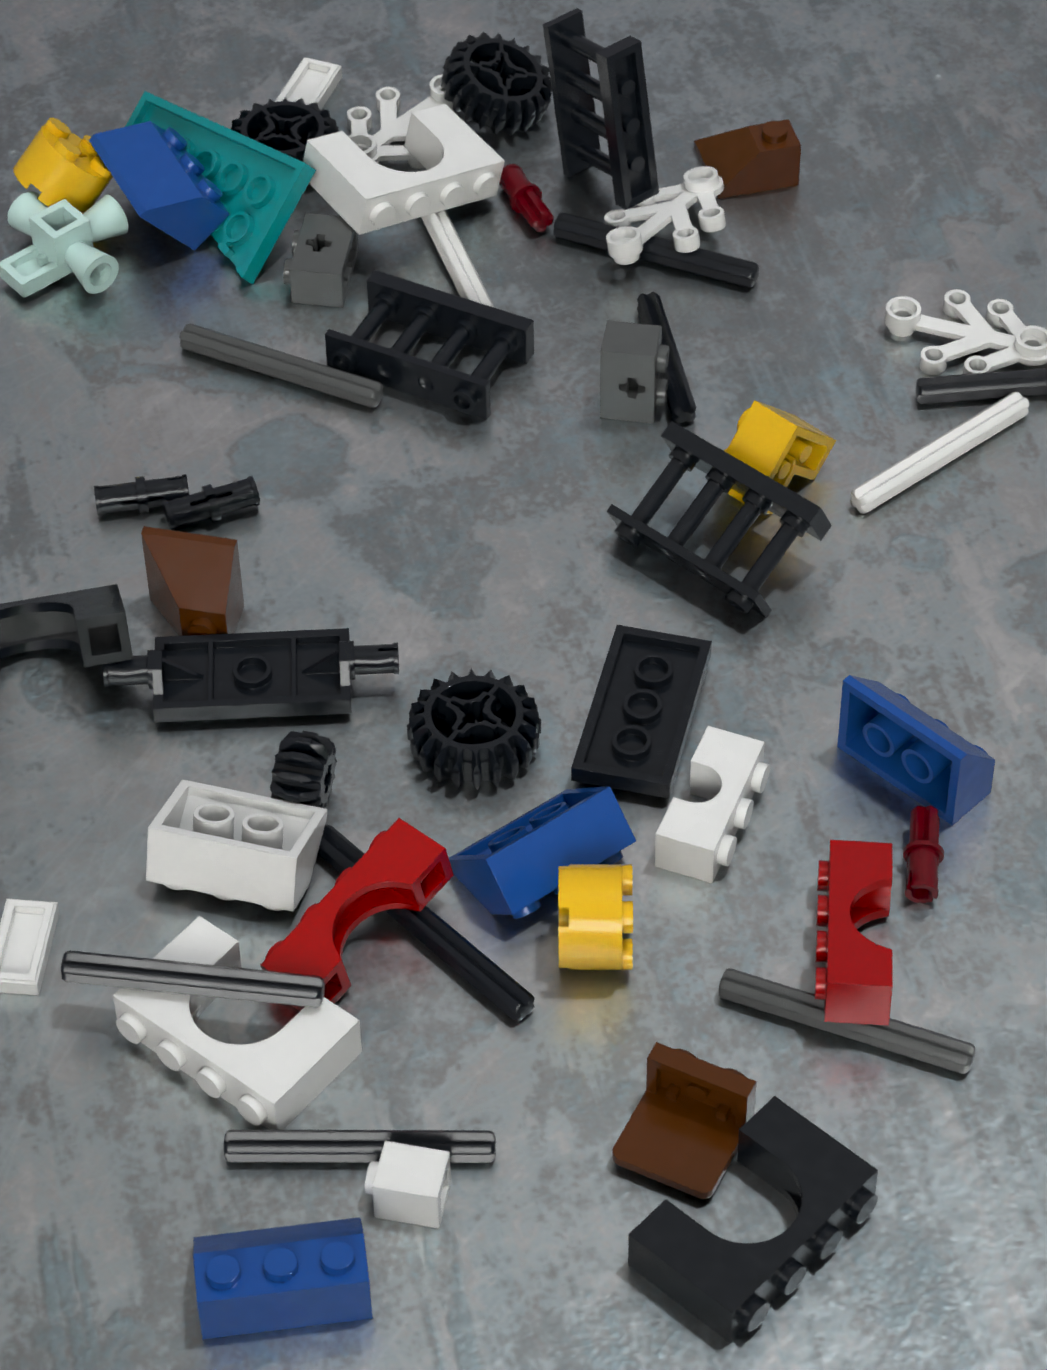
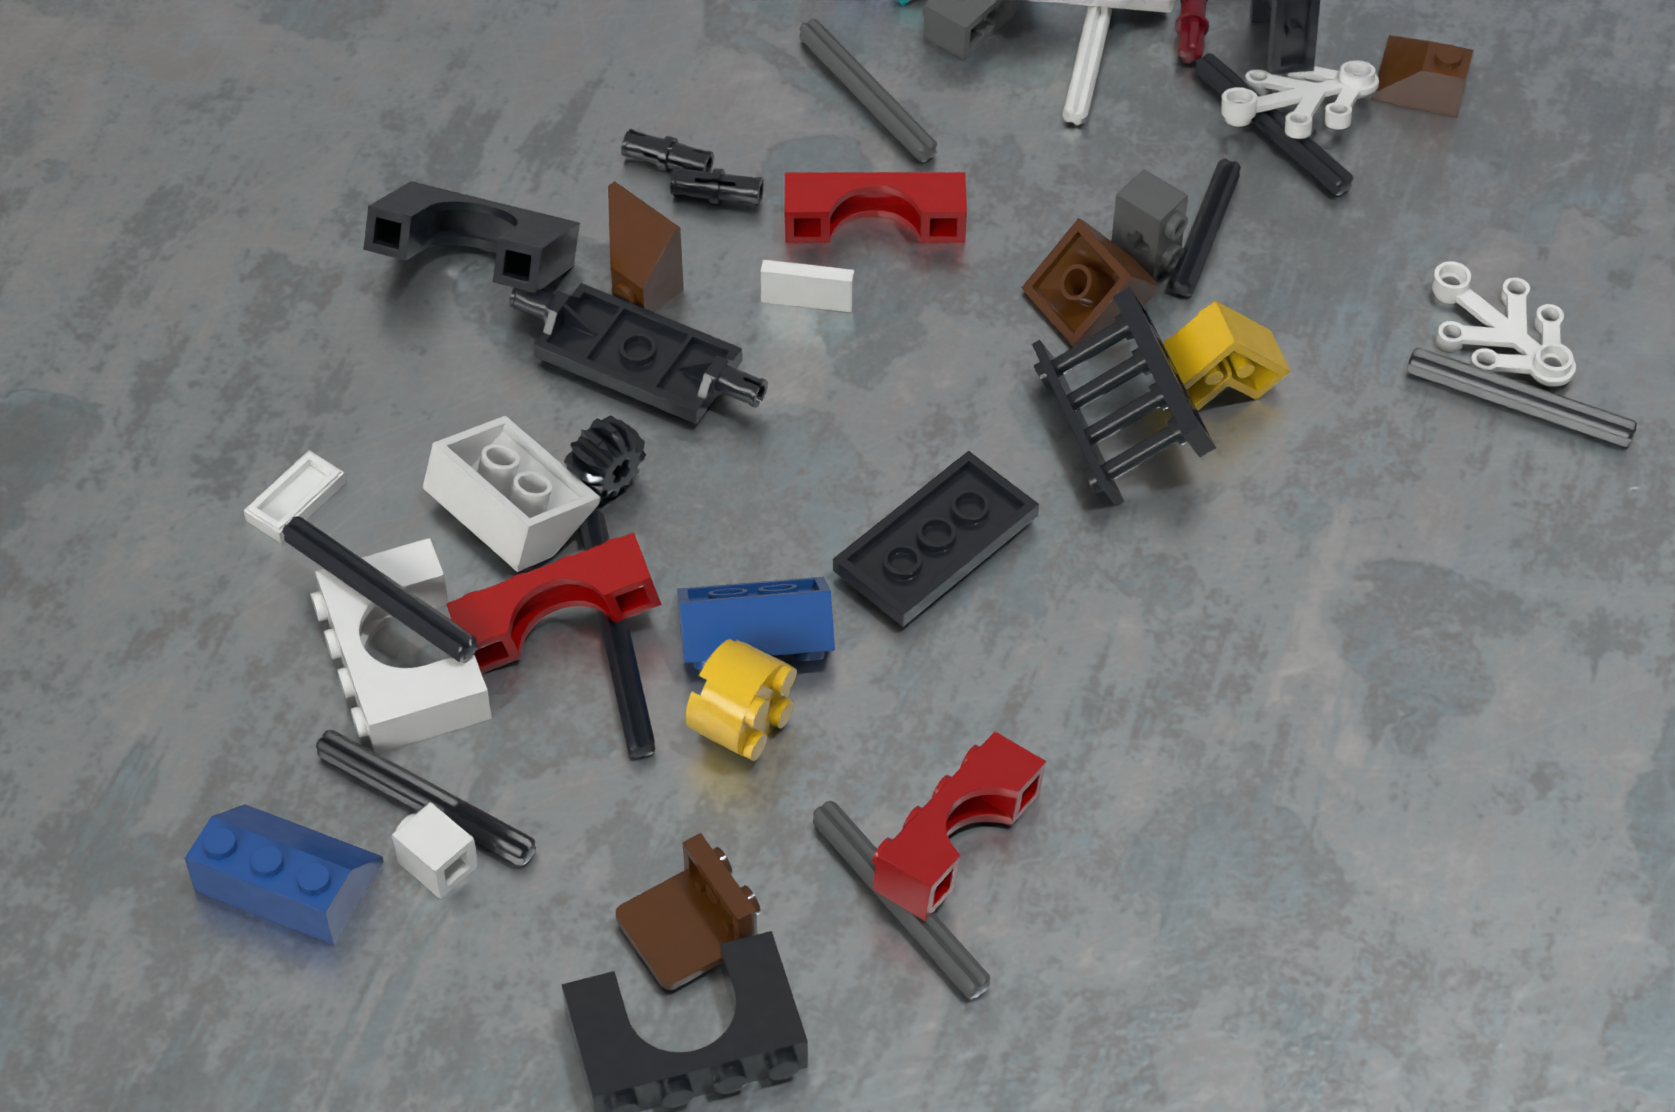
camera: 30 degrees right, 5 degrees up
(363, 551) = (807, 285): none -> white tile
(414, 437) = (923, 201): none -> red arch
(440, 314) = (1020, 93): black fence -> none
(476, 741) = (781, 475): black gear -> none
(608, 445) = (1080, 279): none -> reddish brown slope
(700, 836) = (899, 673): white arch -> none
(912, 749) = (1141, 684): blue slope -> none
(923, 855) = (1079, 785): dark red axle -> none
(939, 452) = (1387, 425): white axle -> none

